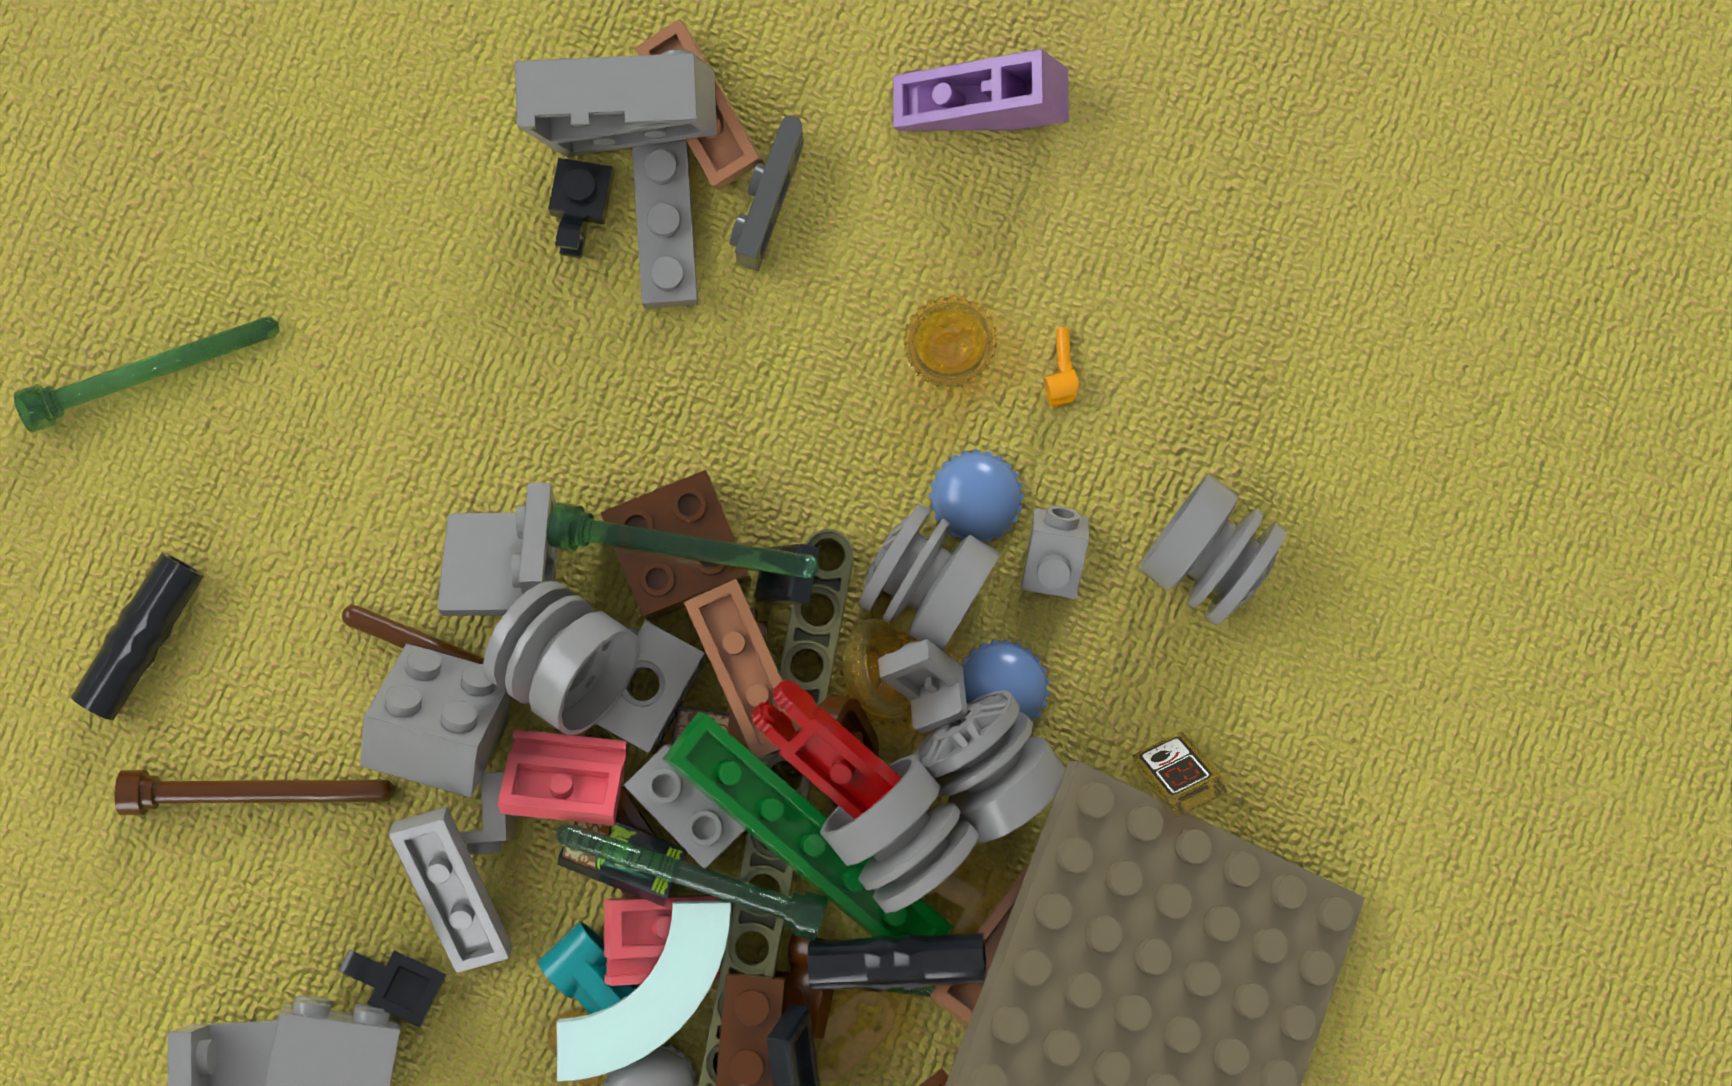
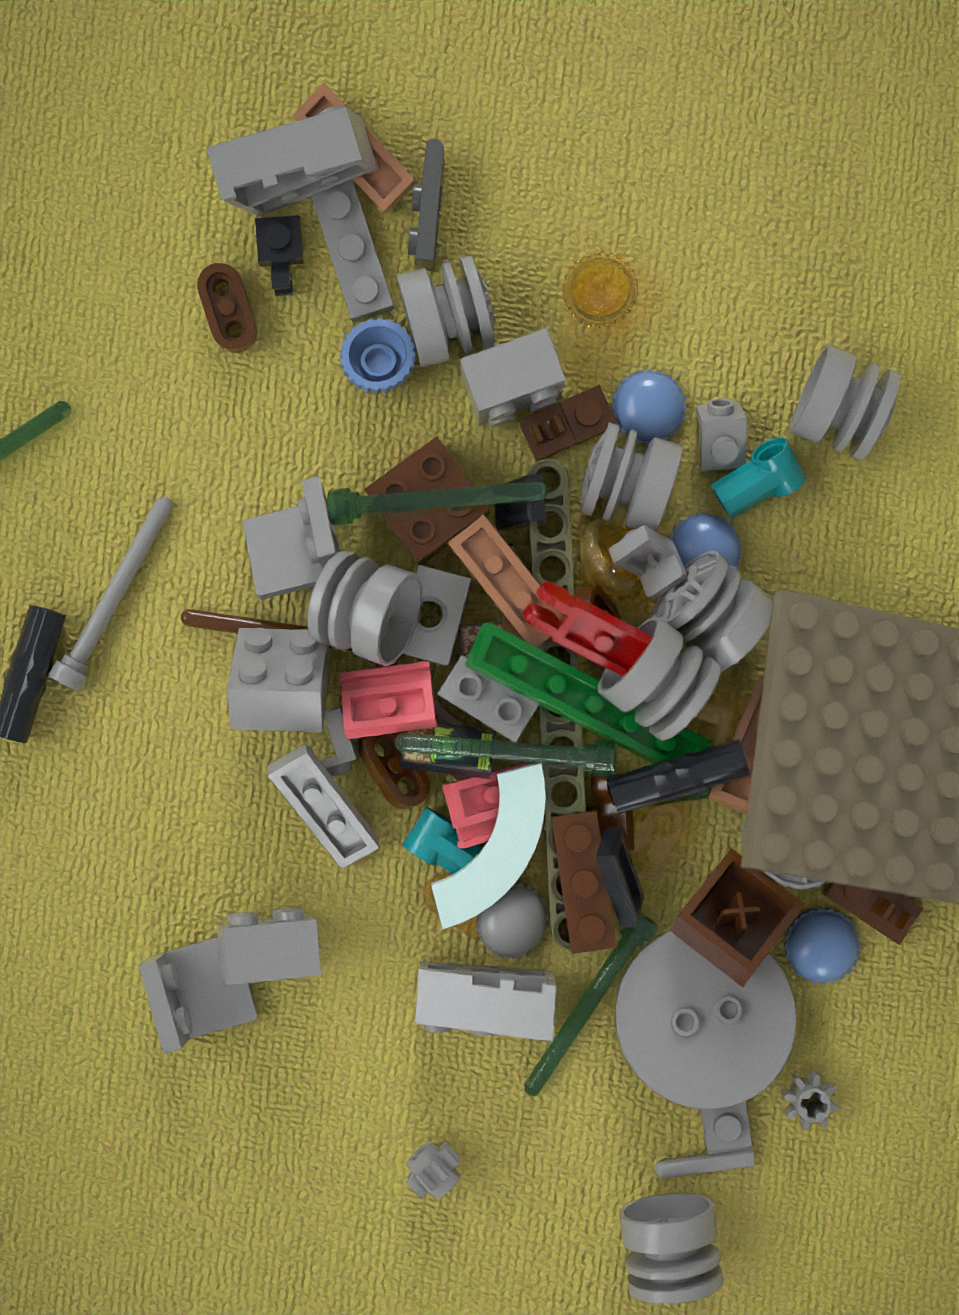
camera: 10 degrees left, 5 degrees up
(139, 791) = (63, 791): reddish brown piece -> none
(193, 643) = (72, 667): none -> light grey piece
(400, 988) = (302, 888): black plate -> none
(496, 257) = (227, 309): none -> reddish brown plate
(542, 869) = (387, 772): none -> reddish brown plate
(662, 355) = (377, 355): none -> medium blue hat
(755, 322) = (447, 310): none -> light grey wheel
(814, 423) = (513, 378): none -> light grey brick
(872, 492) = (567, 423): none -> reddish brown plate
(983, 94) = (578, 85): medium lavender slope -> none
(1062, 386) = (696, 303): light orange hand -> none
(1103, 612) = (769, 473): none -> teal piece
(1179, 774) = (859, 582): tile -> none

